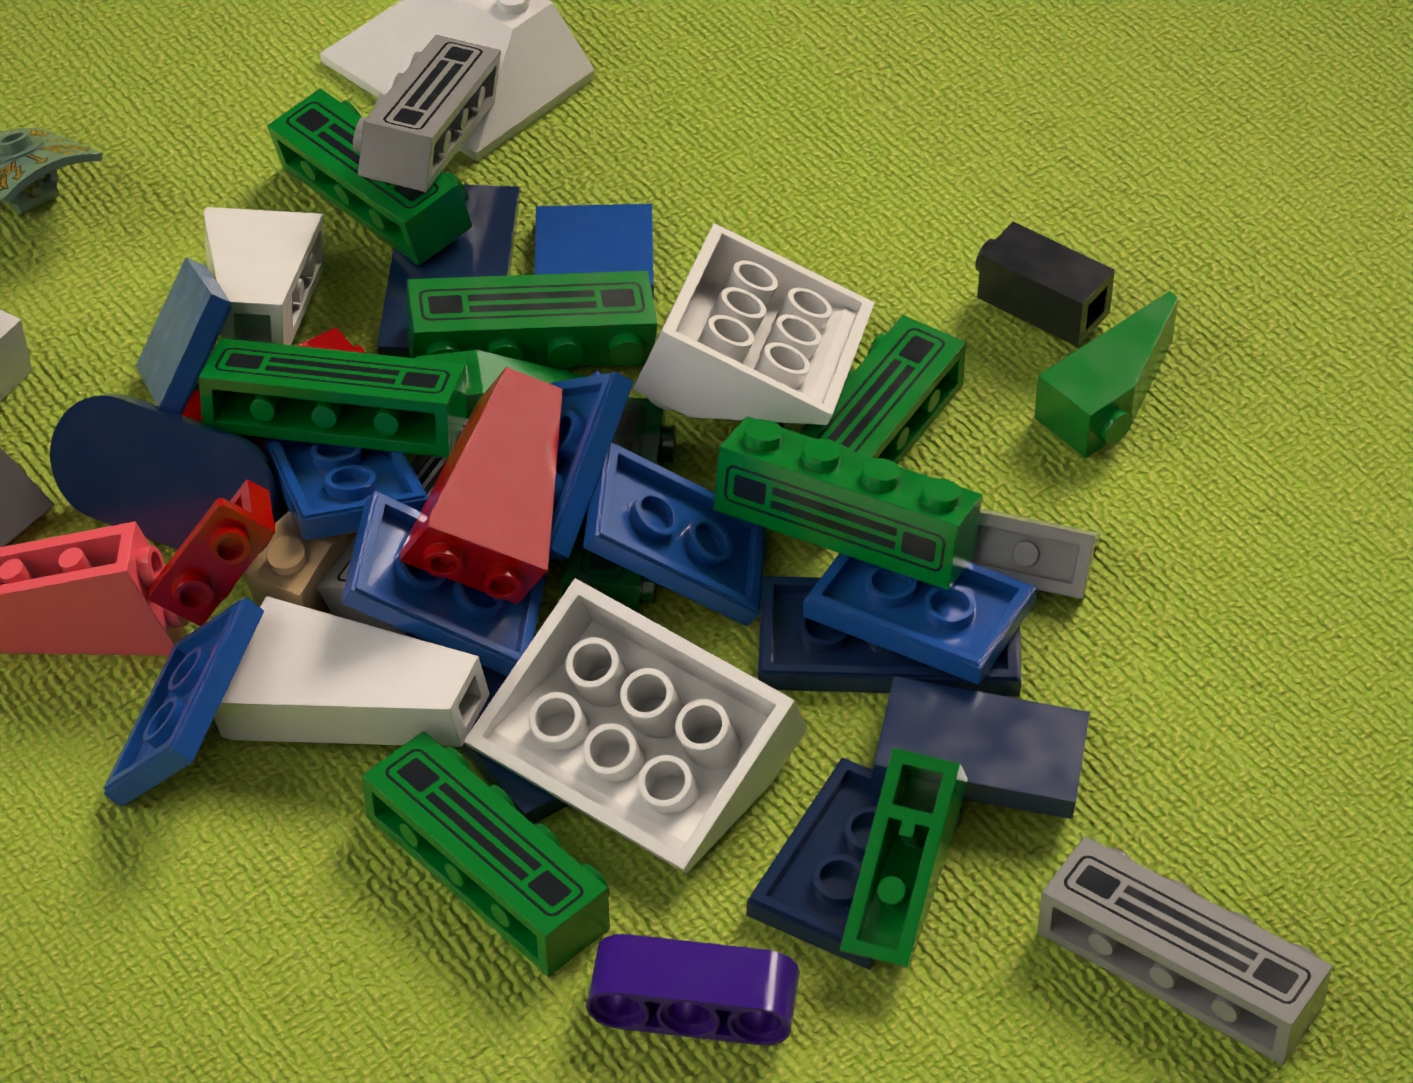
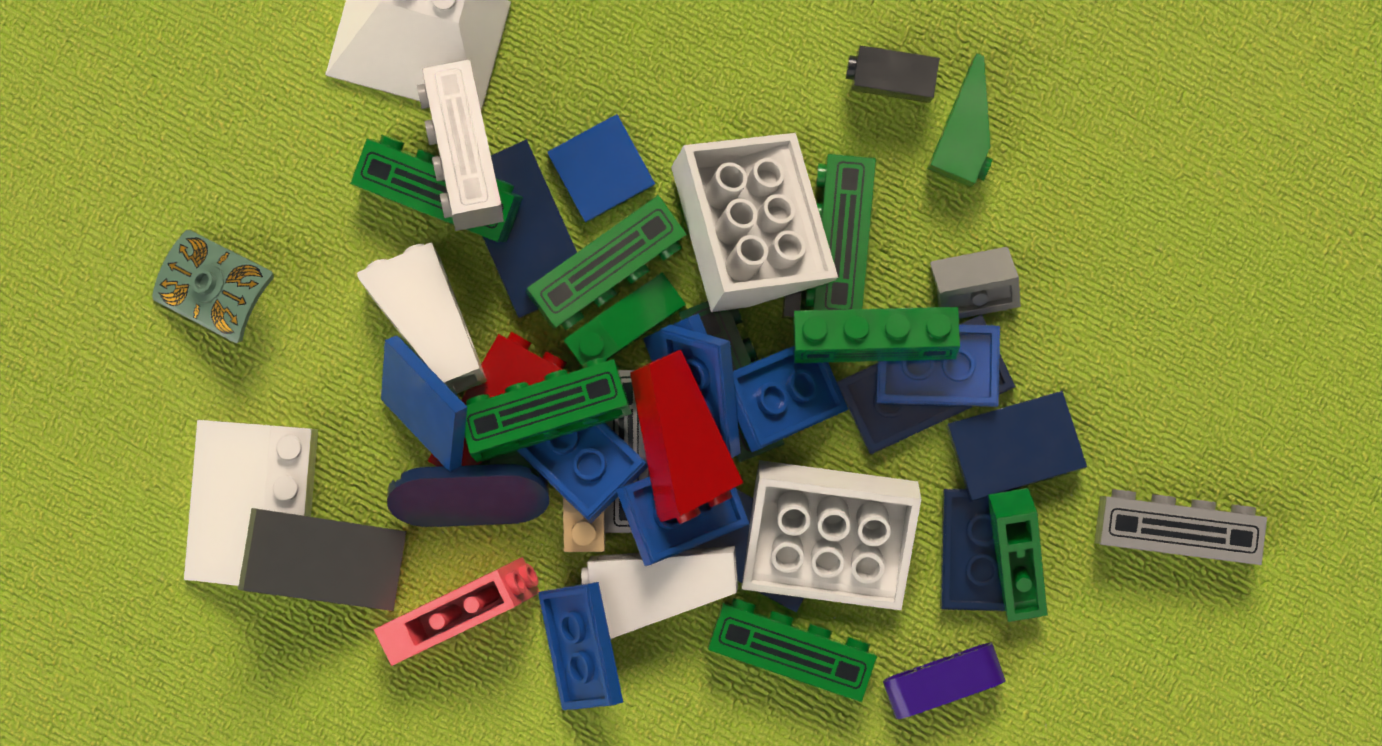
camera: 35 degrees left, 40 degrees up
(215, 554) = (549, 555): red bracket -> none

